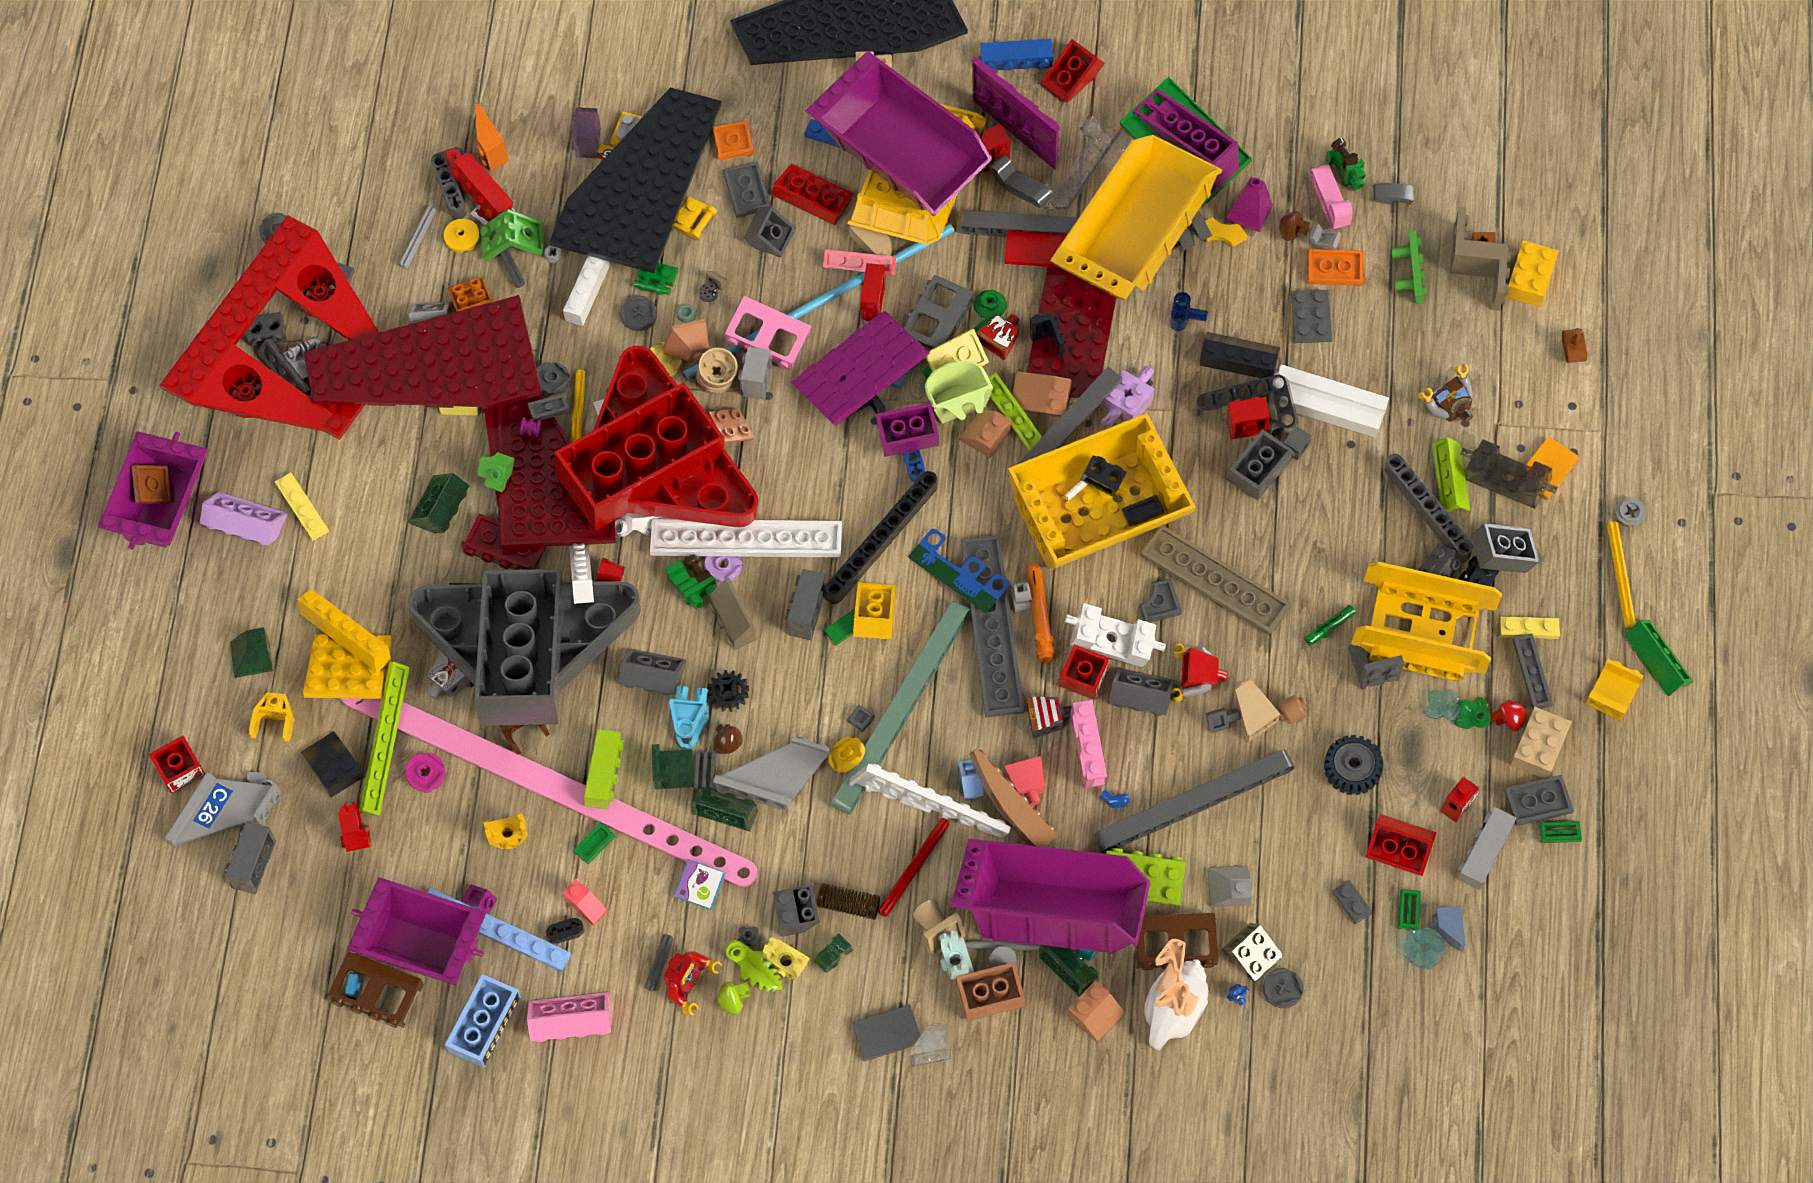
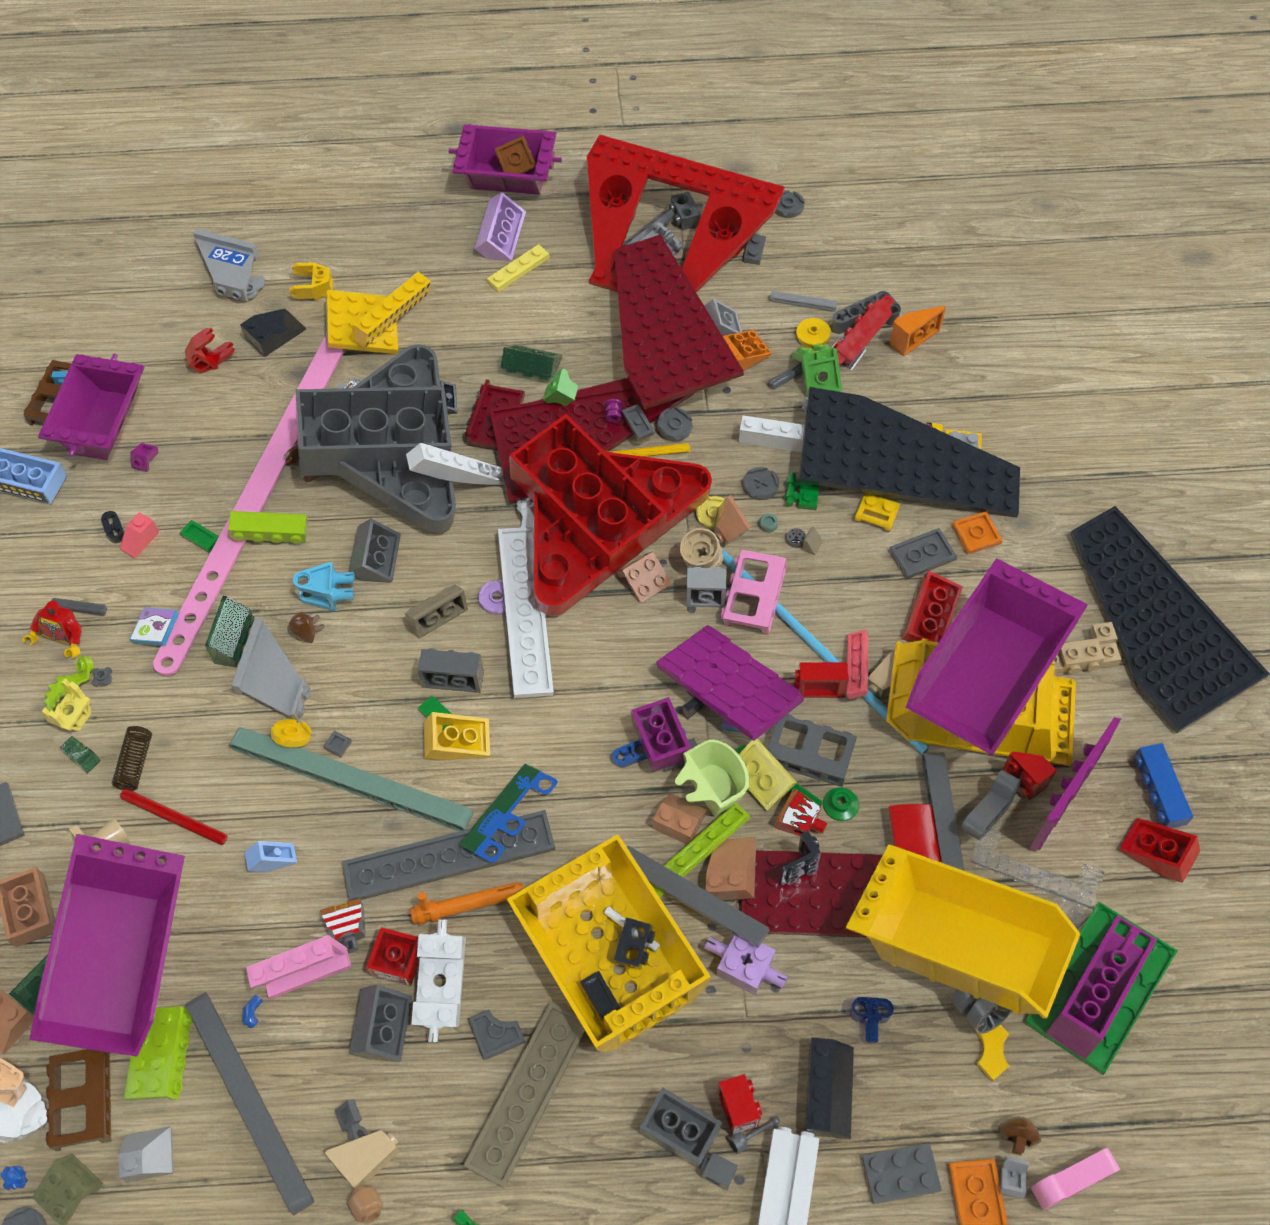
camera: 80 degrees right, 5 degrees down
(177, 764) = (264, 225): red brick -> none
(250, 857) = (177, 286): dark grey brick -> none
(251, 653) = (374, 260): clear green slope -> none
(384, 739) = (293, 358): lime plate -> none
(428, 782) = (269, 404): dark pink plate -> none
(496, 829) = (204, 458): yellow piece -> none
(518, 939) = (114, 477): light blue plate -> none
(569, 1017) = (26, 542): bright pink slope -> none
(585, 132) = (944, 403): clear purple brick -> none
(610, 571) = (474, 501): red piece -> none
(672, 768) = (274, 582): clear green bracket -> none
(692, 587) = (468, 568): green hips -> none
(705, 755) = (275, 611): dark grey tile -> none
(726, 683) = (357, 619): black gear -> none
(730, 996) = (35, 669): lime piece -> none
(769, 231) = (875, 579): dark grey slope -> none
(796, 909) = (122, 708): dark grey slope -> none
(877, 544) = (545, 740): black beam -> none
(925, 799) = (237, 780): white wing -> none
(954, 948) = (51, 871): light aqua piece -> none
(1011, 804) = (228, 898): medium nougat slope -> none
(1021, 597) = (482, 877): light grey leg -> none
(1027, 778) = (269, 914): coral torso -> none
(1198, 671) = (406, 1085): red torso -> none
(1251, 205) = (1030, 1078): magenta slope -> none
(1251, 387) = (770, 1105): black beam -> none
(1348, 165) = (1119, 1200): green hips -> none

